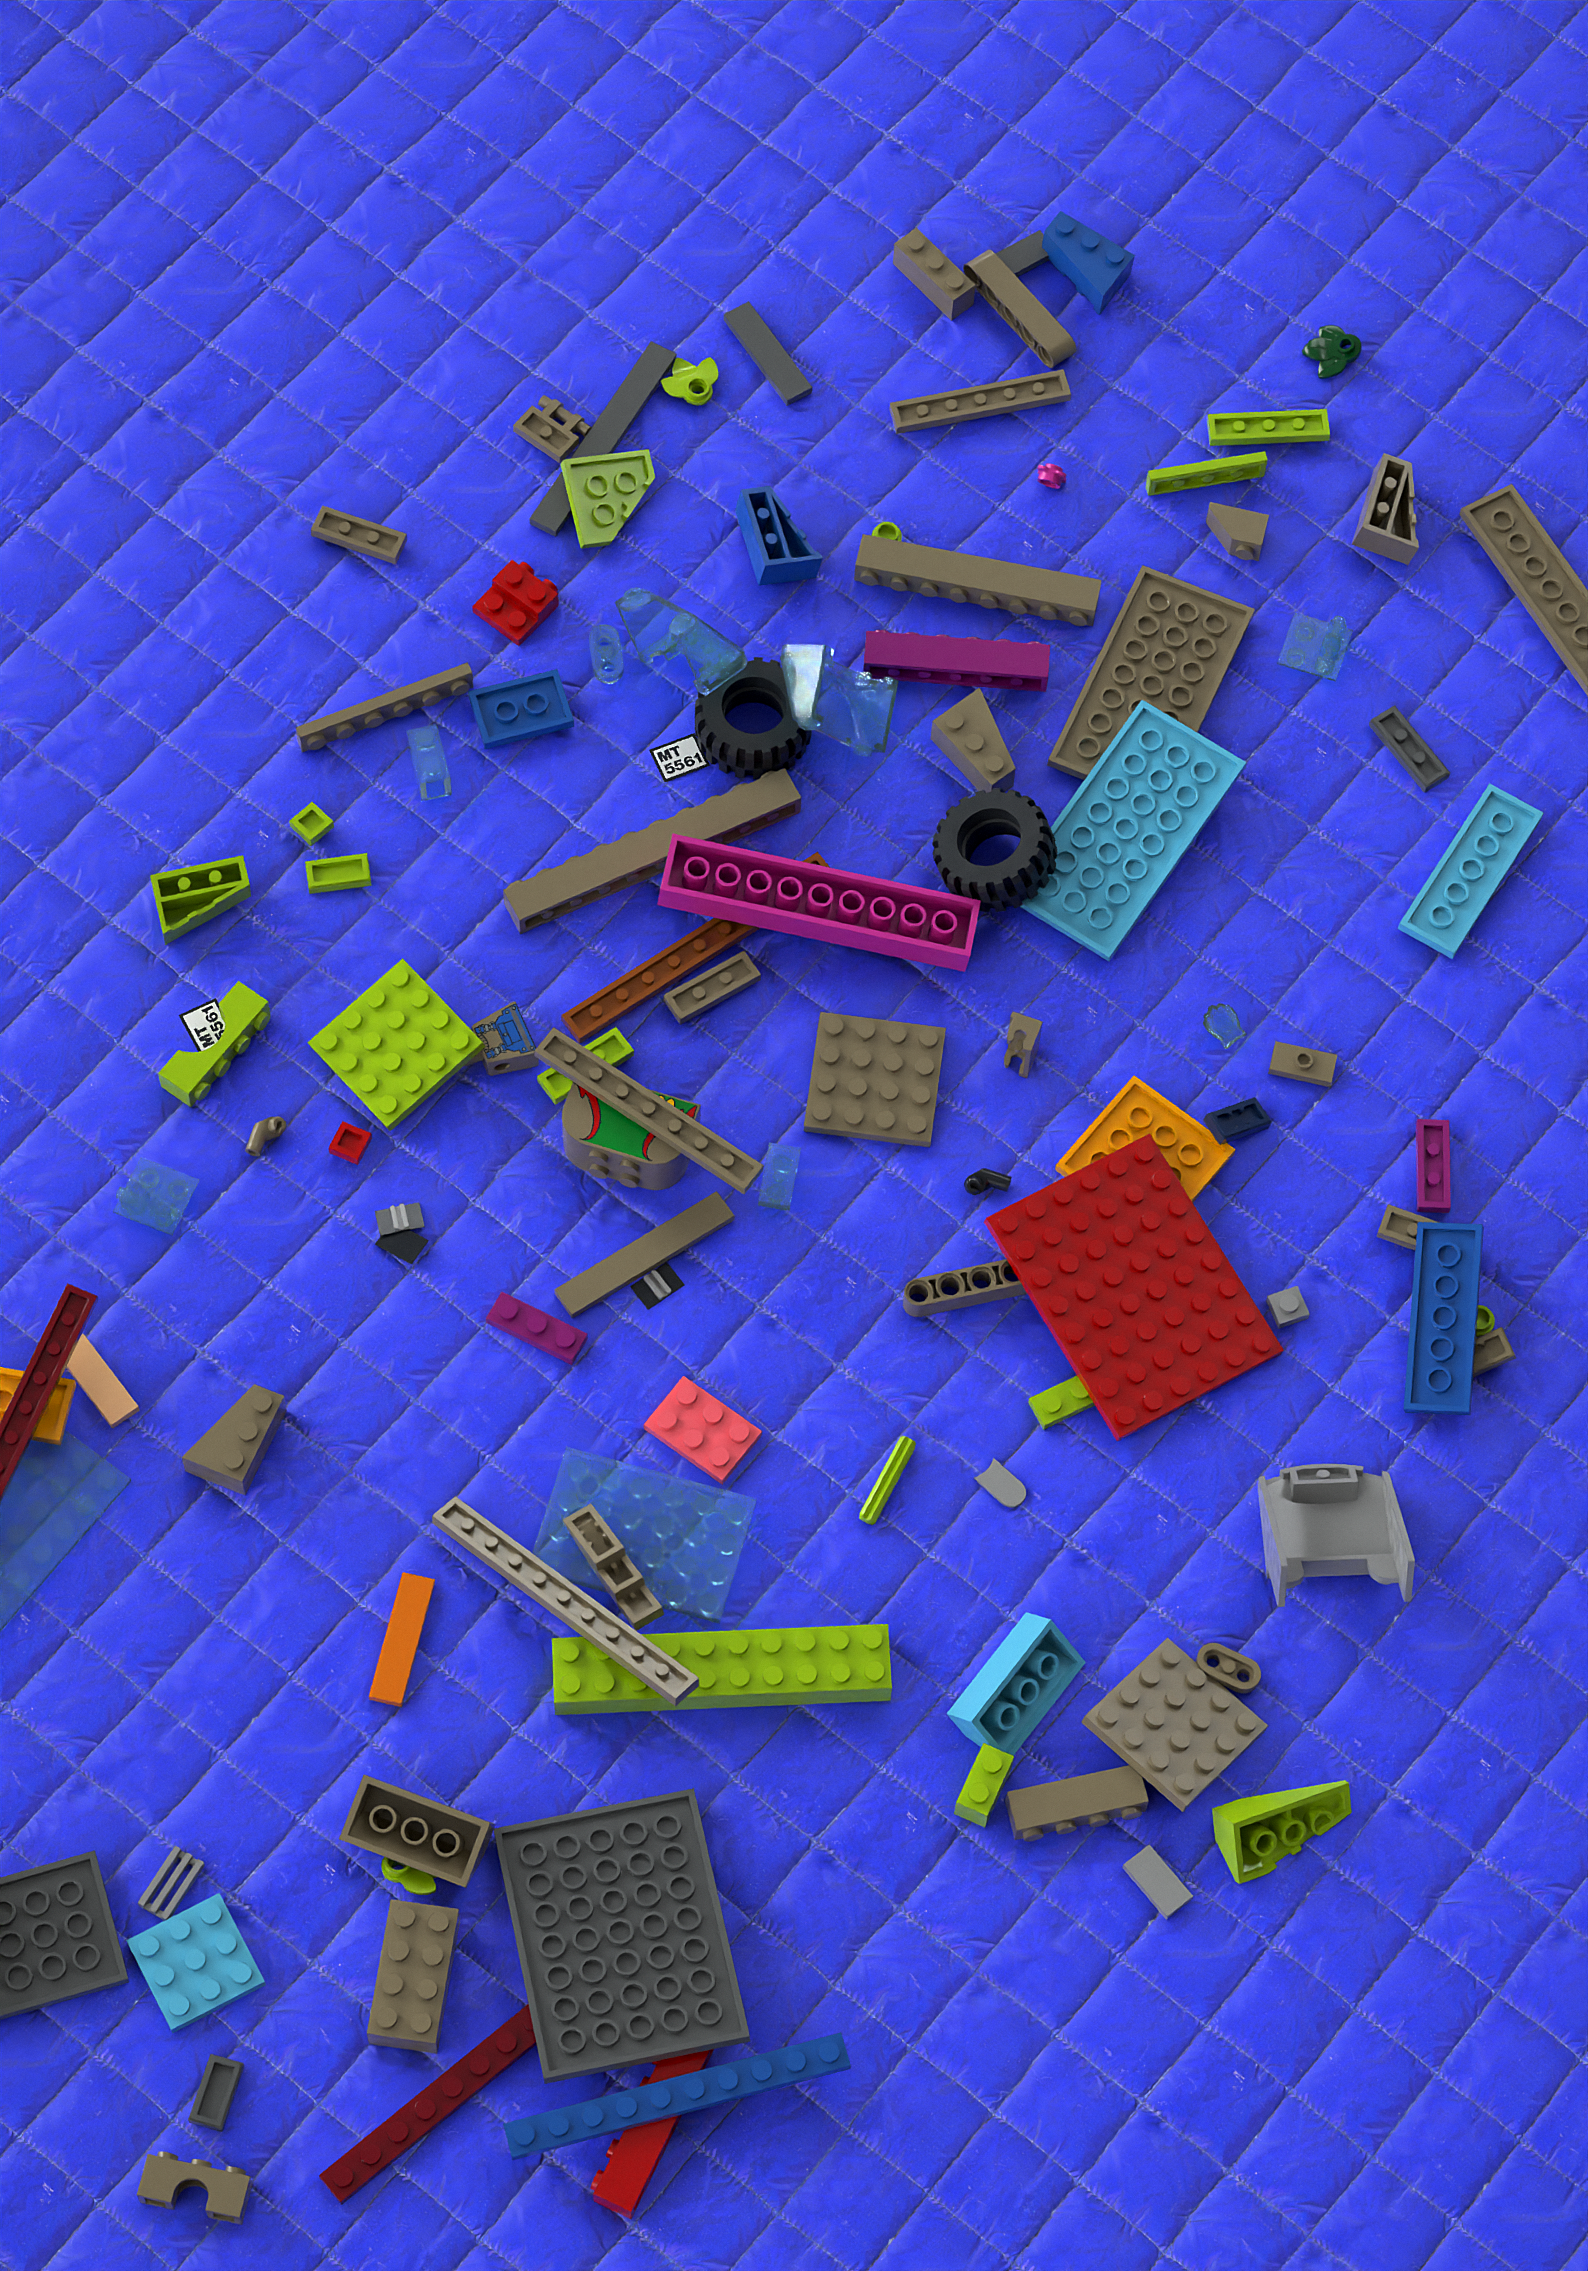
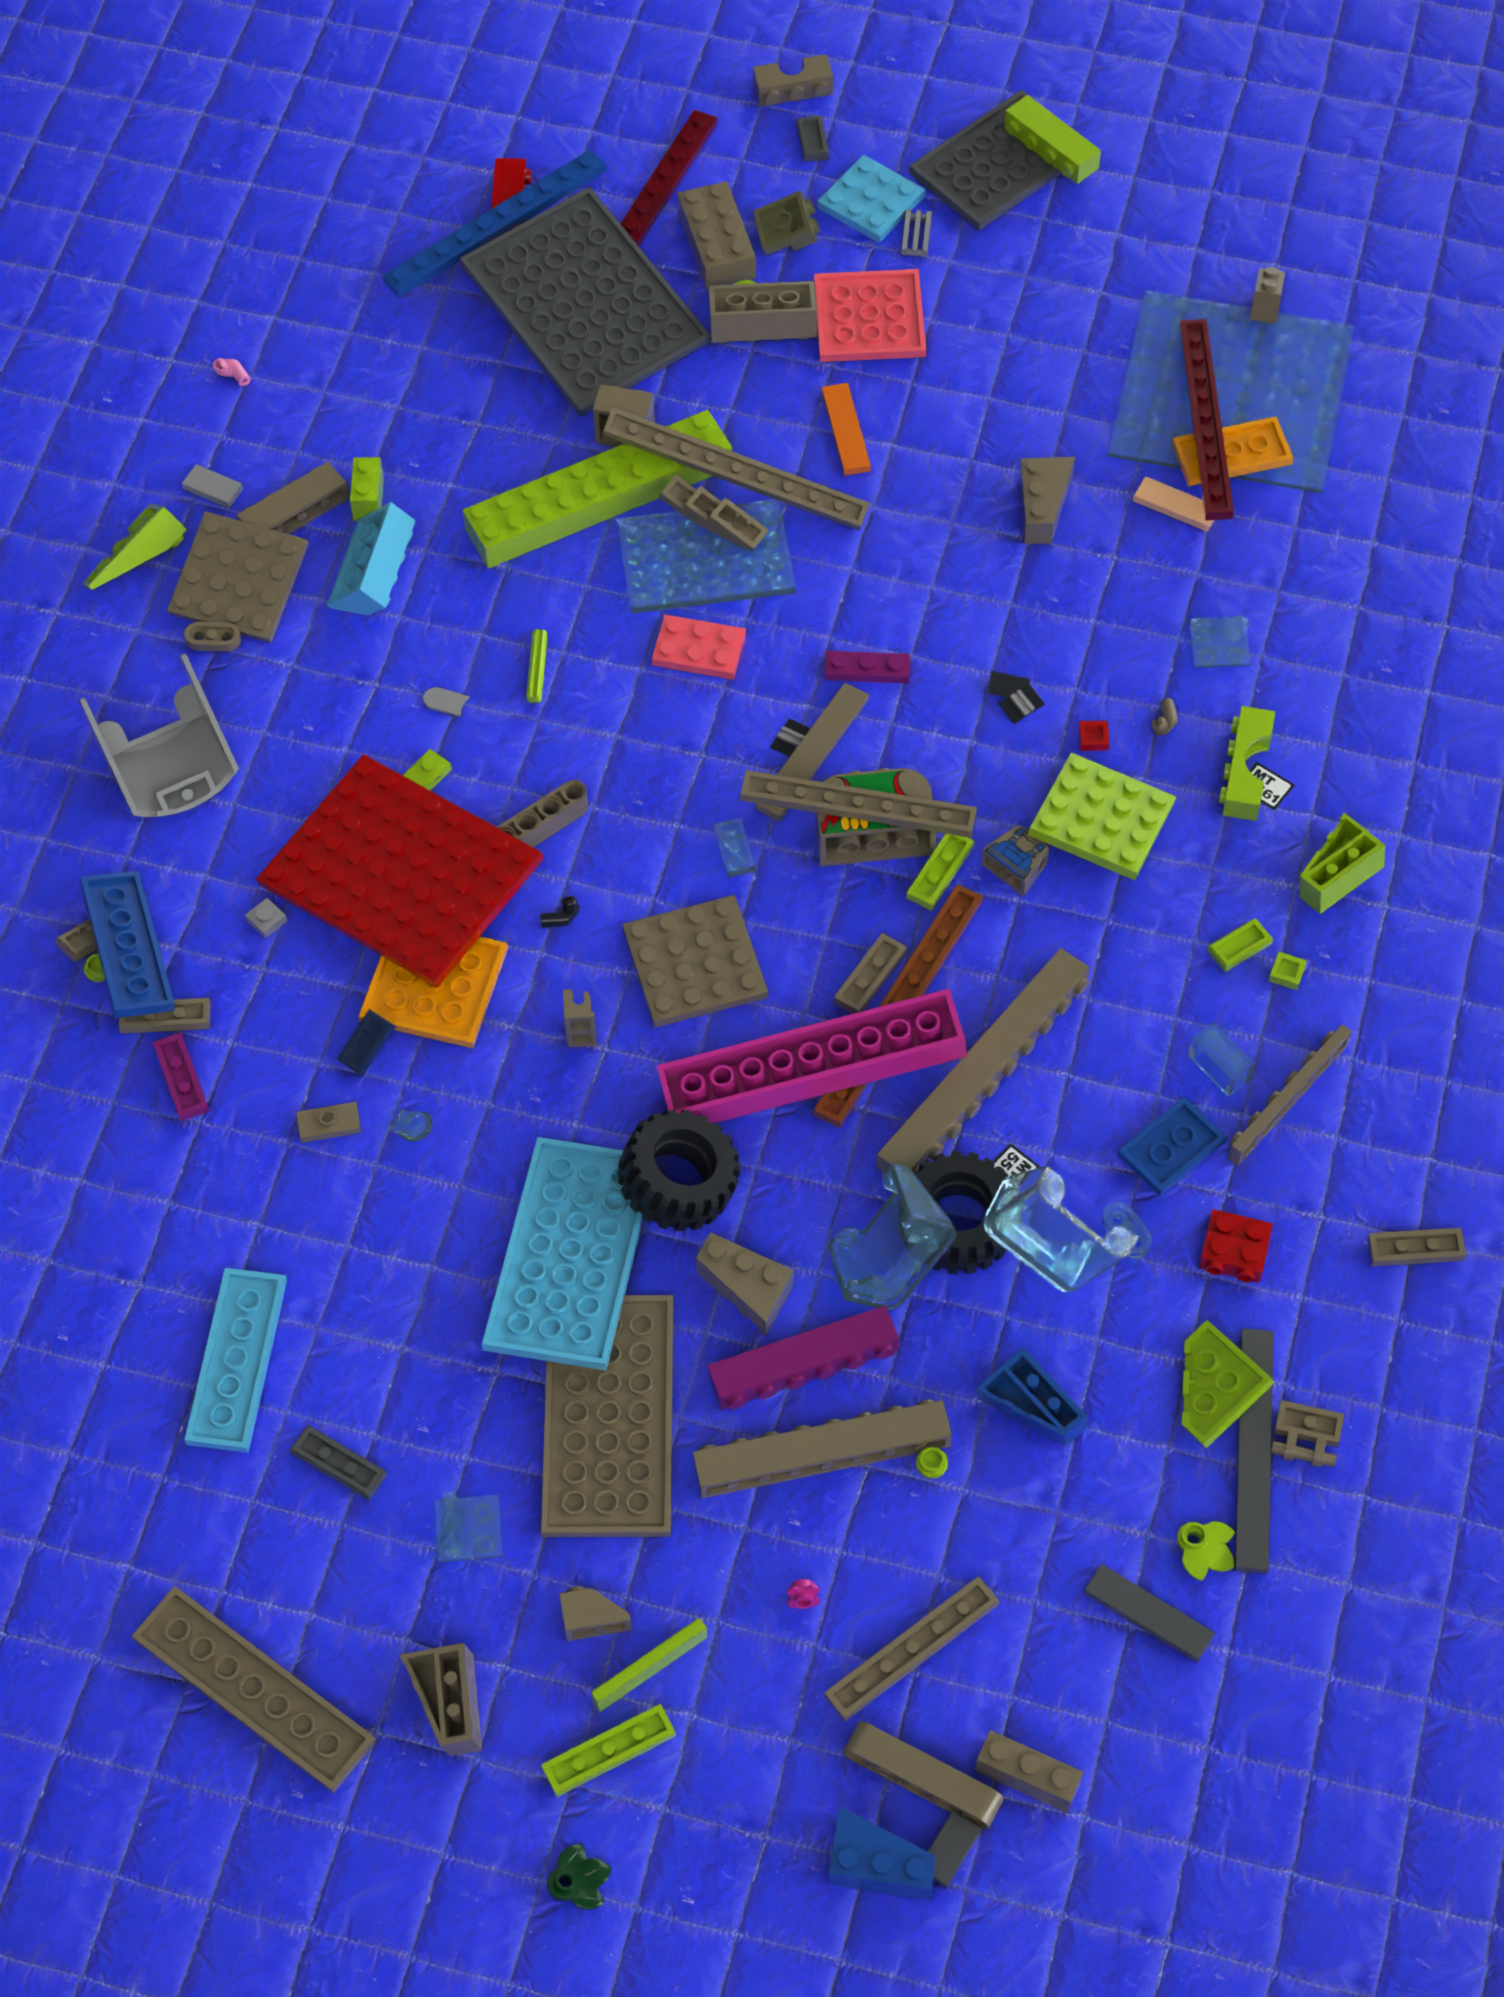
camera: 160 degrees right, 5 degrees down
(292, 1780) = (869, 315): none -> coral plate
(321, 1956) = (787, 223): none -> olive plate
(652, 1740) = (631, 401): none -> dark tan brick
(1073, 2045) = (231, 368): none -> bright pink arm

